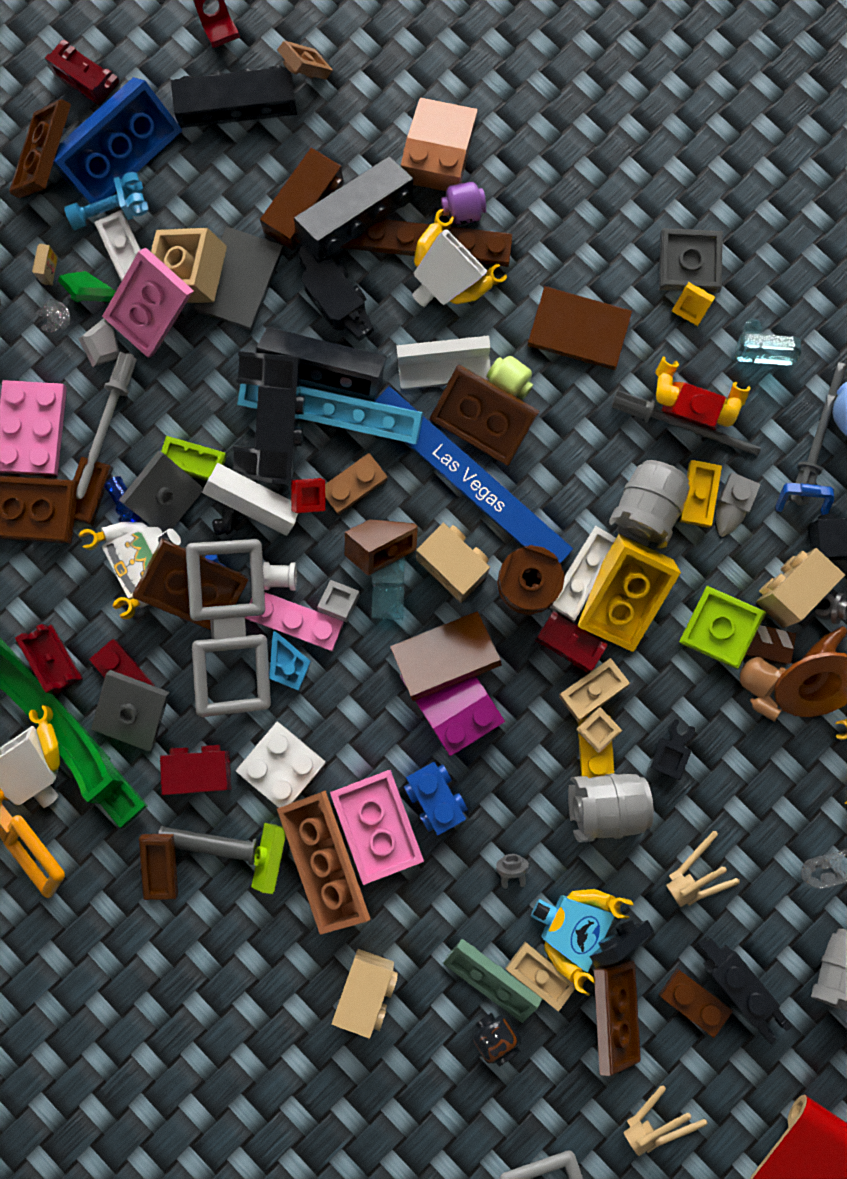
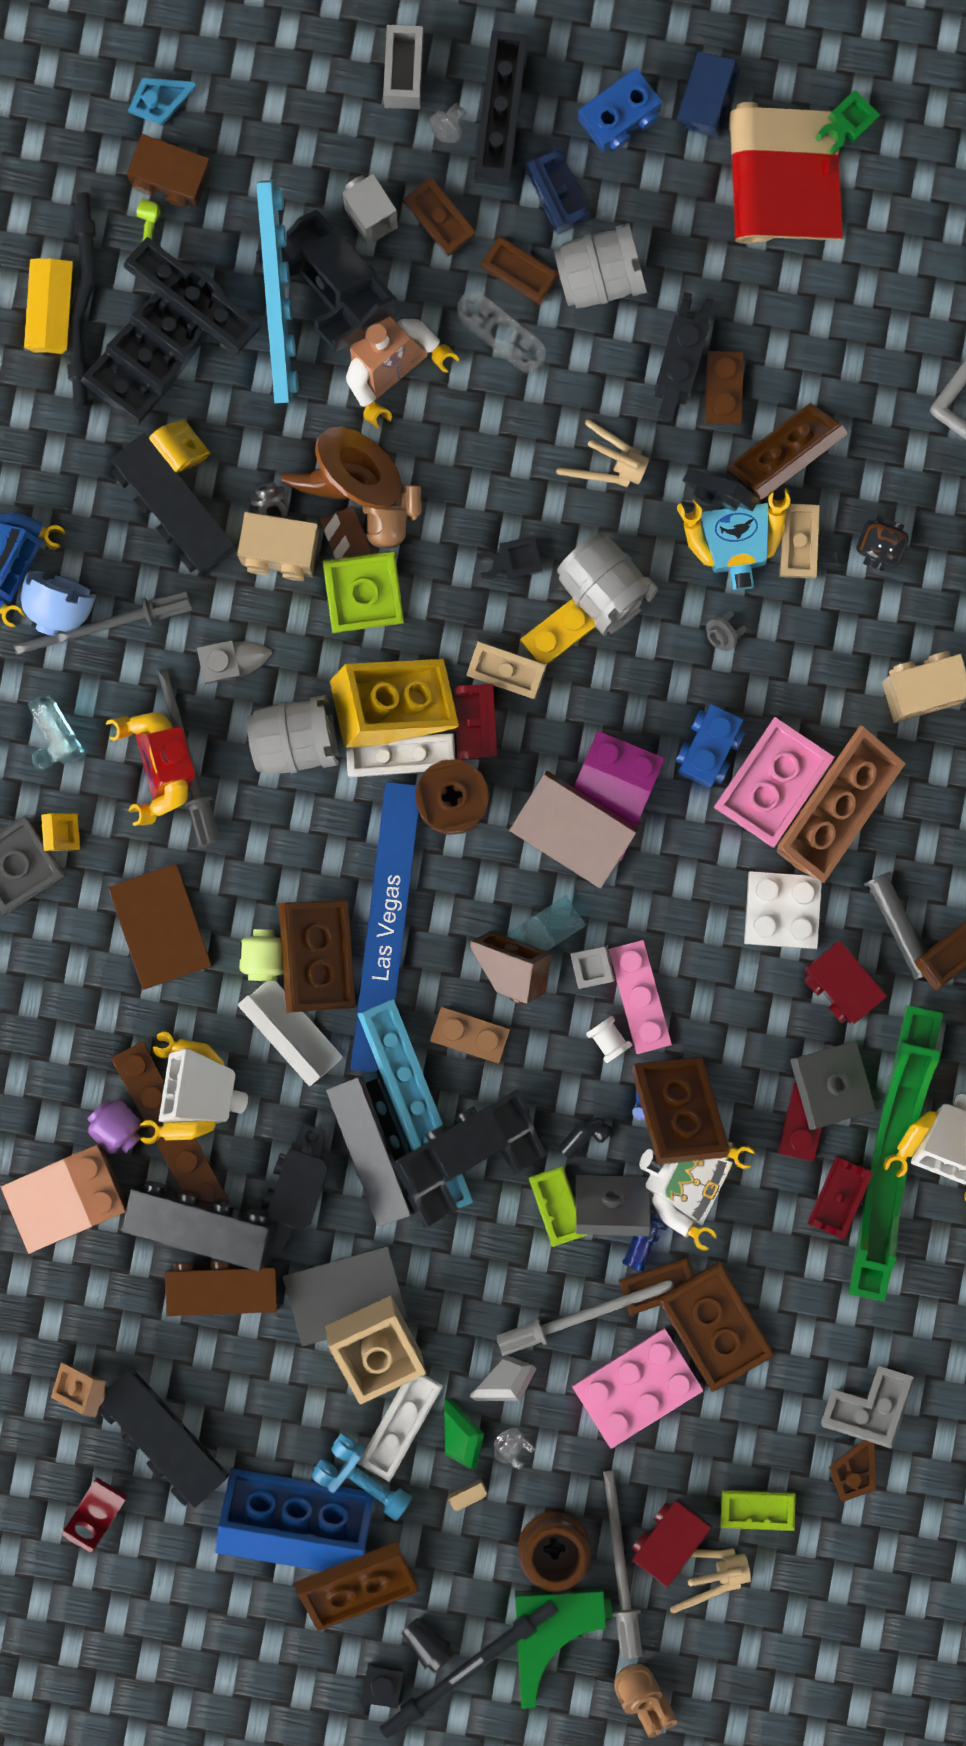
camera: 130 degrees left, 5 degrees up
(81, 72) = (242, 1613): dark red hinge -> none
(147, 302) = (440, 1354): bright pink plate -> none
(228, 627) = (692, 1047): light grey bar -> none
(250, 499) = (555, 1117): white panel -> none
(268, 858) = (872, 860): lime plate -> none
(287, 663) = (684, 973): dark azure piece -> none
(308, 495) = (514, 1066): red plate -> none
(453, 561) = (483, 882): tan brick -> none
(492, 980) = (835, 582): sand green plate -> none
(598, 730) = (542, 640): tan tile -> none
(644, 1137) = (871, 356): tan plant -> none
(702, 495) = (244, 697): yellow plate -> none
(807, 490) = (176, 598): blue piece -> none

